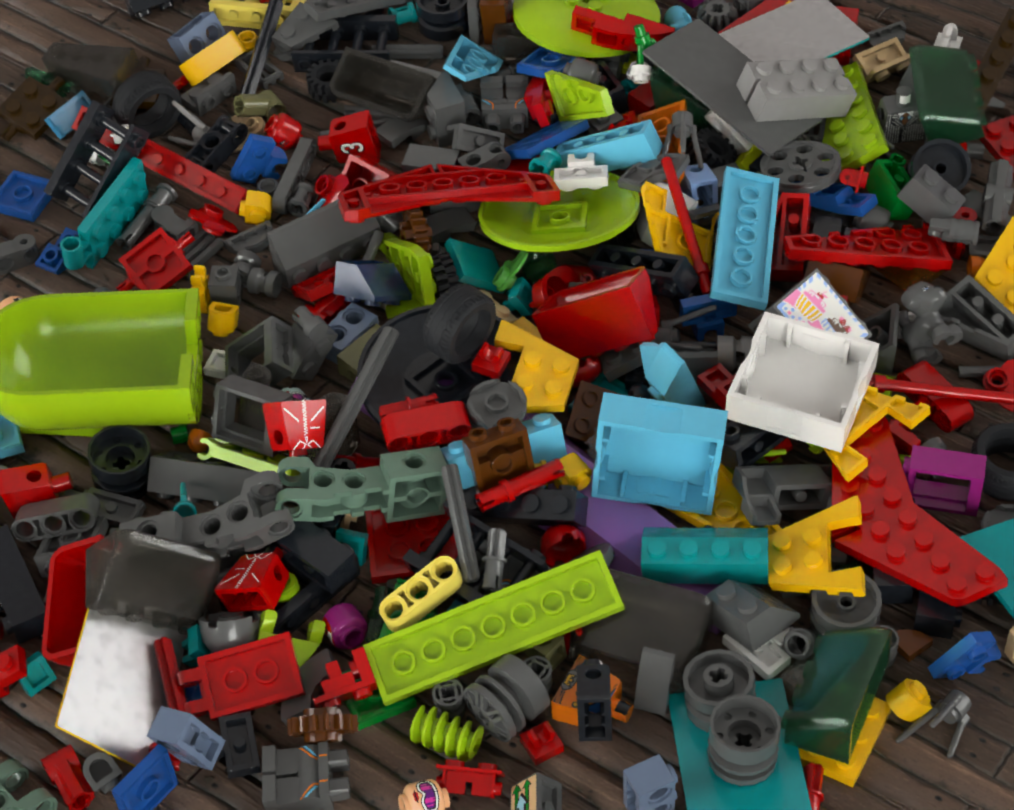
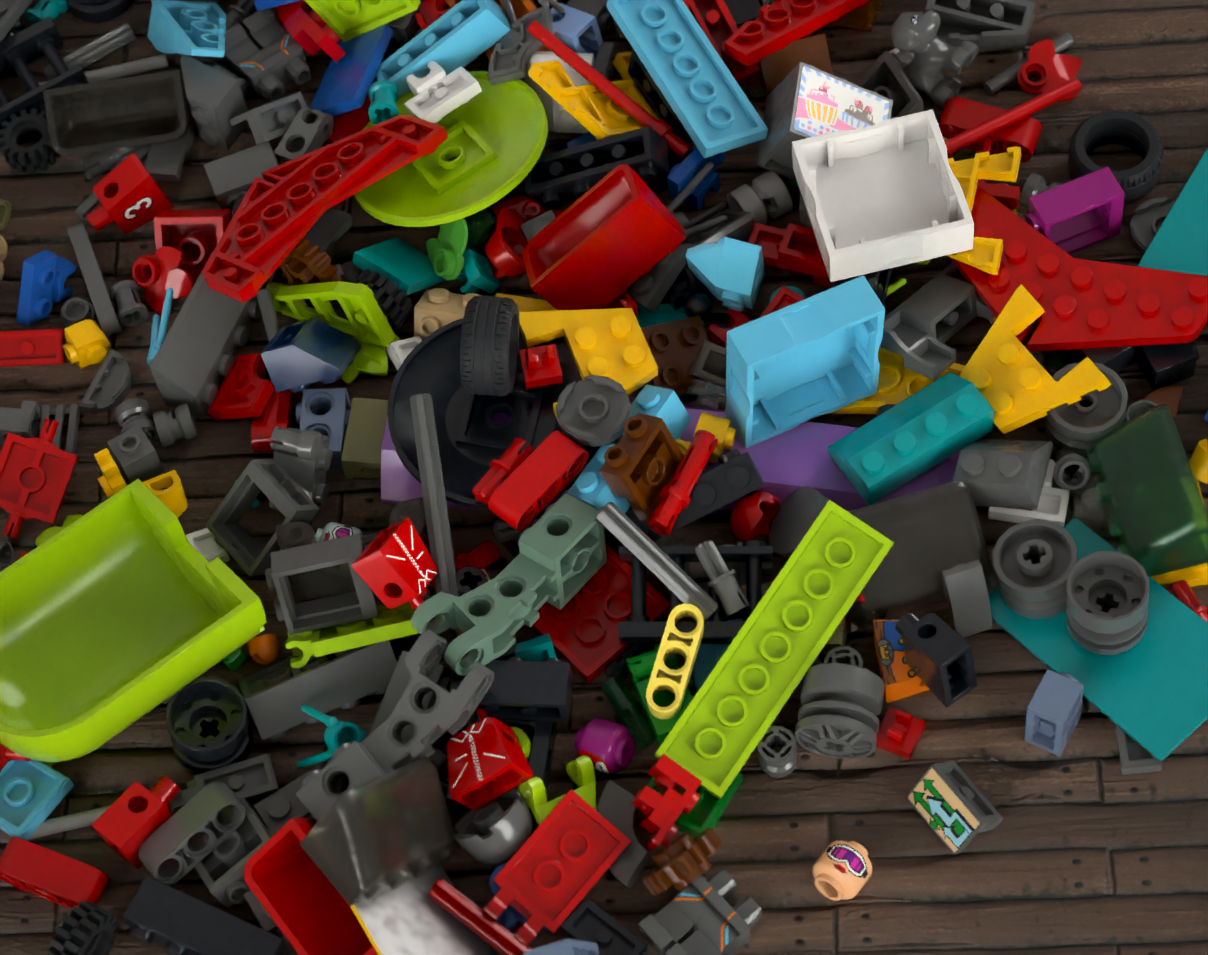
camera: 30 degrees left, 10 degrees up
(194, 646) = (476, 872): teal tile -> none
(212, 220) = (39, 385): red plate -> none
(284, 130) = (36, 232): red head -> none
(445, 735) = (807, 786): lime piece -> none
(483, 778) = (877, 807): red hinge -> none

